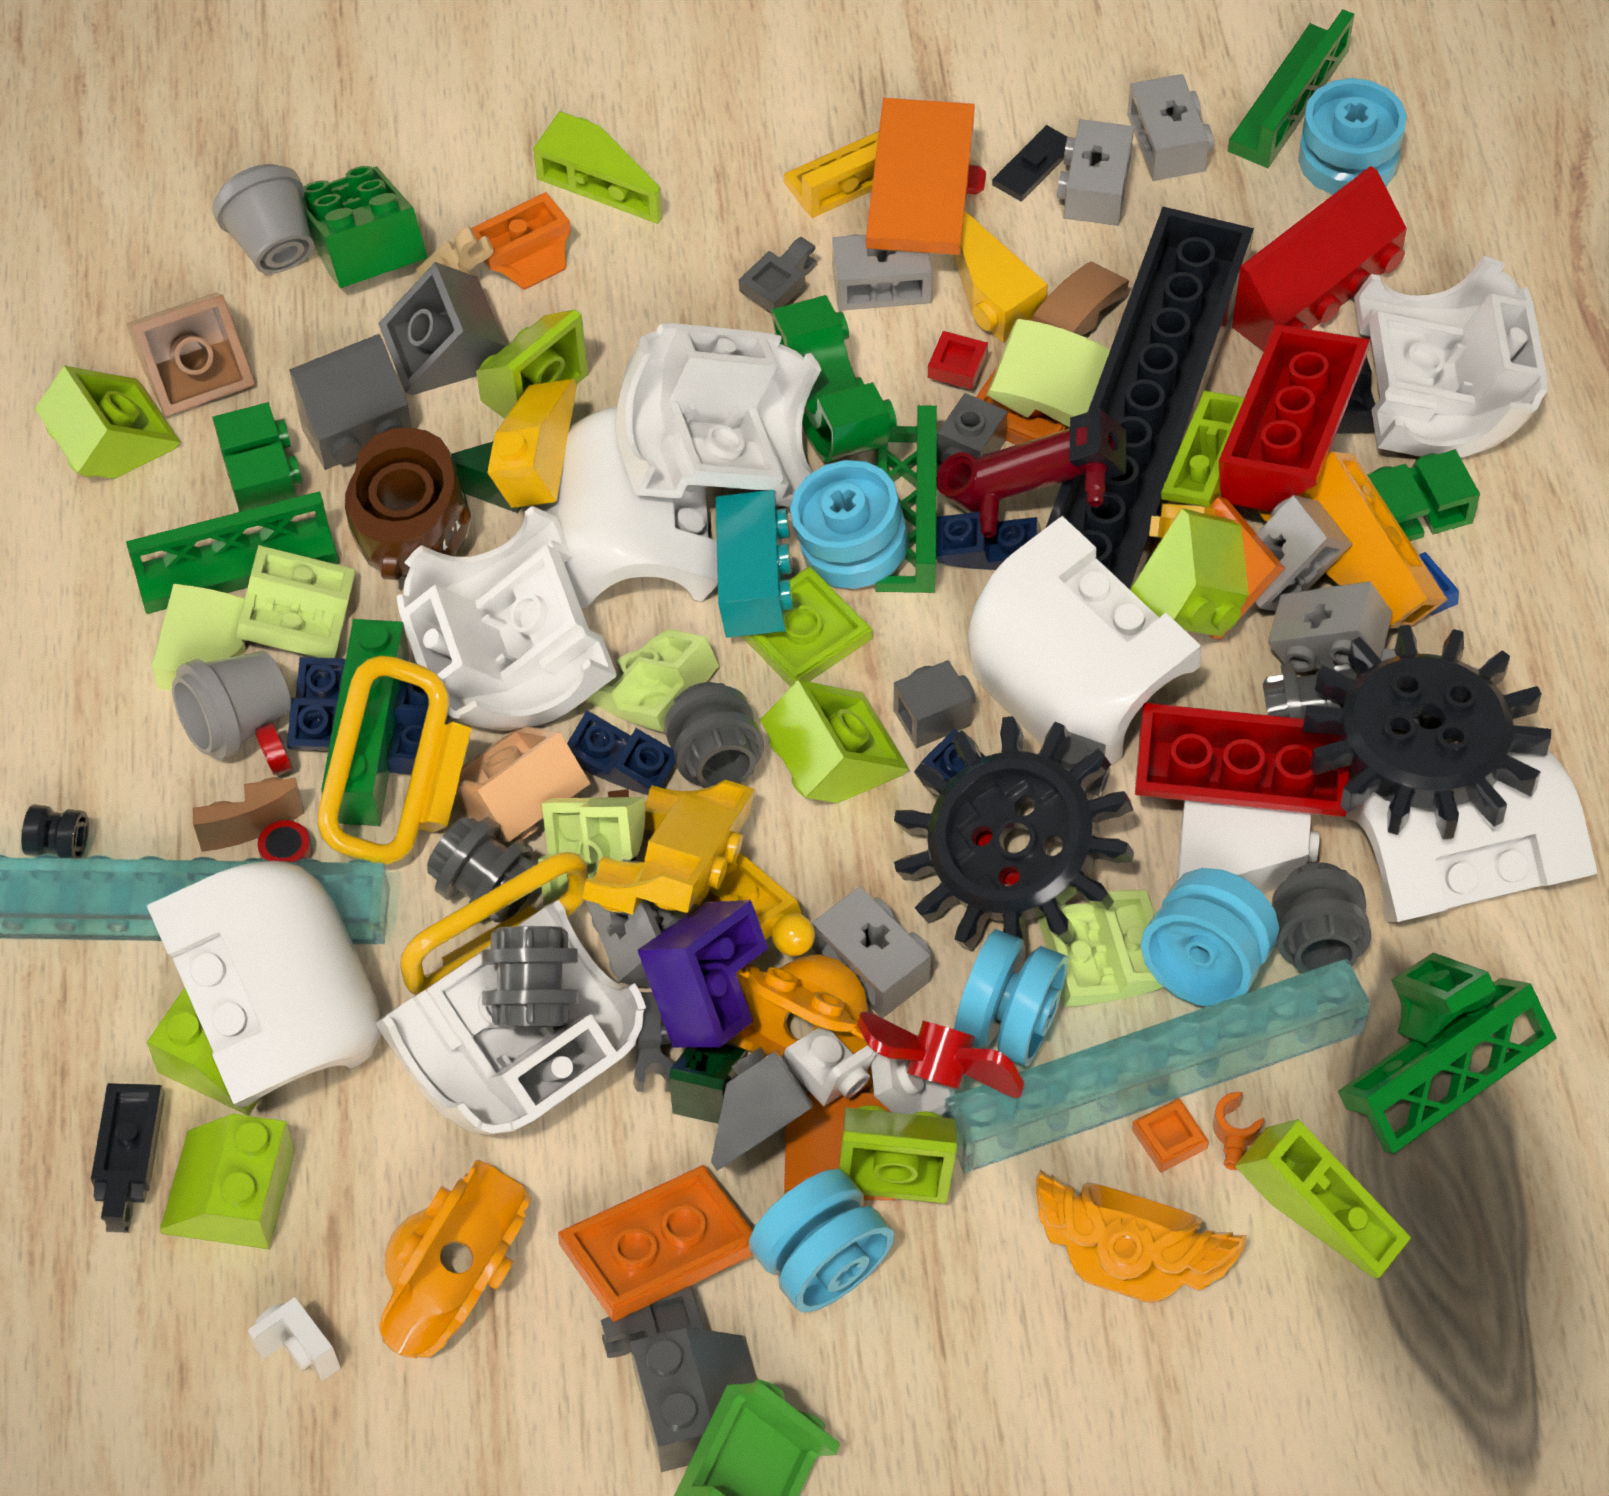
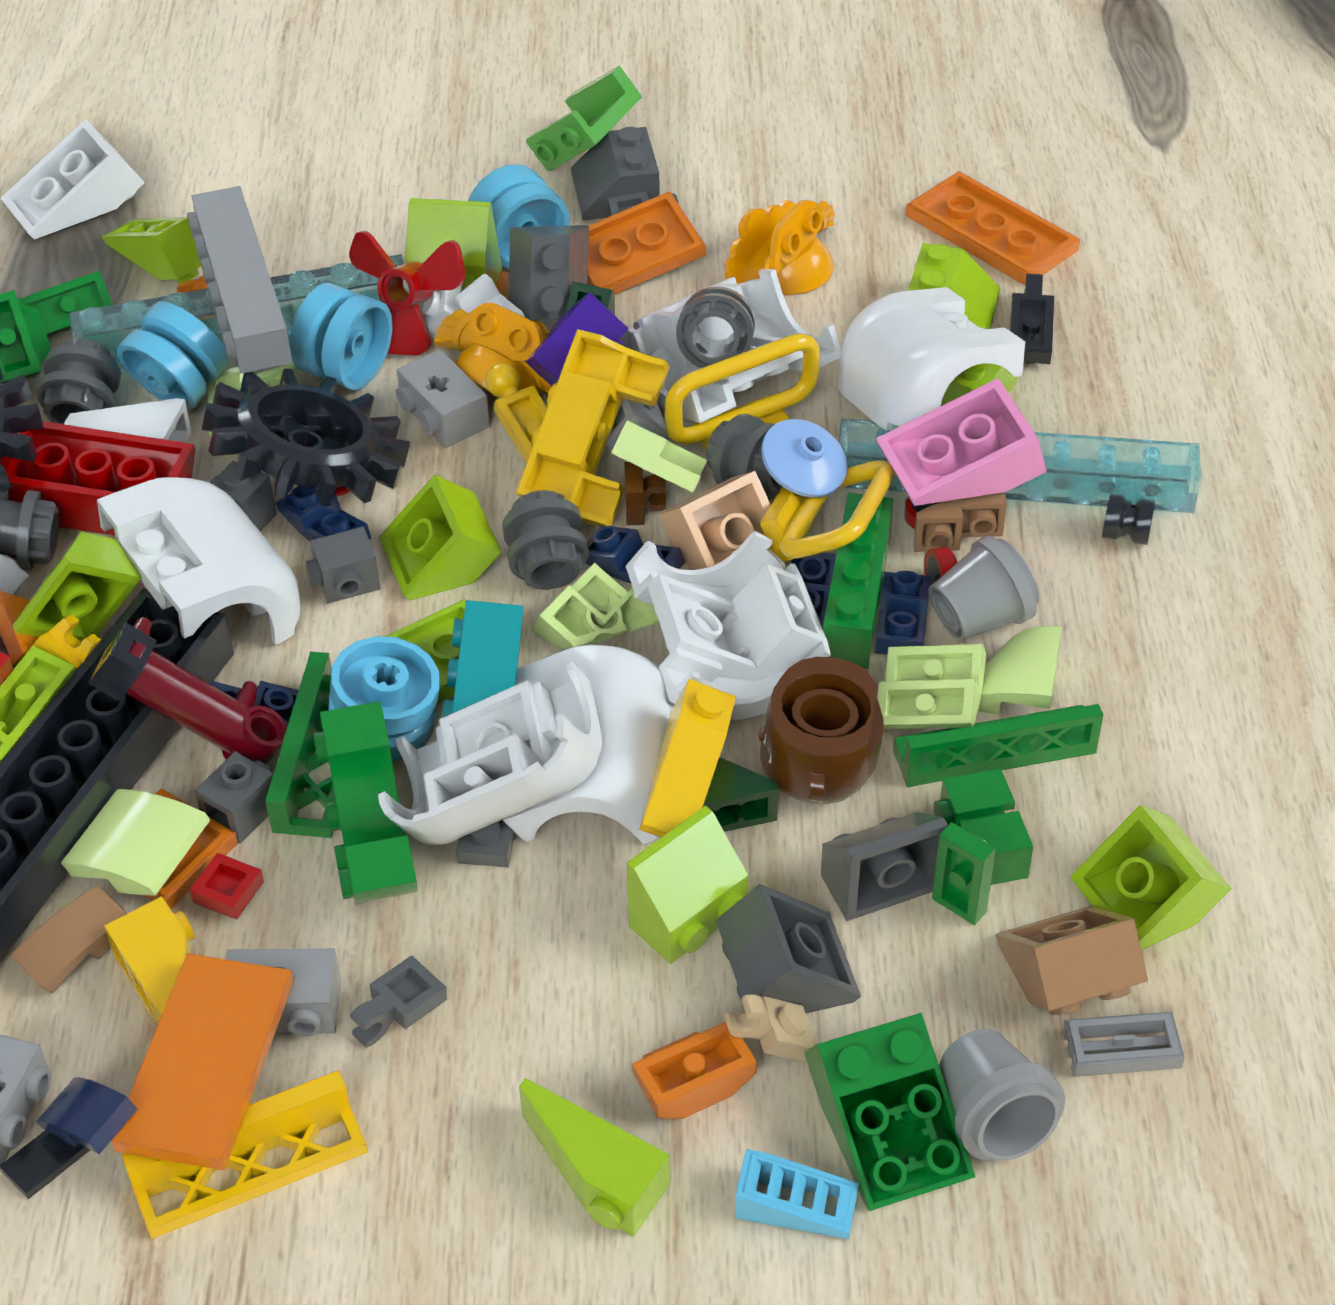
camera: 175 degrees left, 10 degrees down
(153, 290) = (1124, 1051): none -> light grey tile
(159, 1355) = (992, 227): none -> orange tile
(234, 820) = (965, 448): none -> bright pink slope
(274, 382) = (963, 873): none -> green plate
(299, 1334) = (892, 219): white bracket -> none
(421, 827) = (804, 458): none -> light blue dish
(461, 169) = (780, 1172): none -> medium azure slope
(1019, 143) = (87, 1114): none -> dark blue slope
(1132, 1241) = (295, 236): light orange piece -> none
(1156, 1024) = (238, 280): none -> light grey brick
(1483, 1314) = (72, 184): none -> white slope

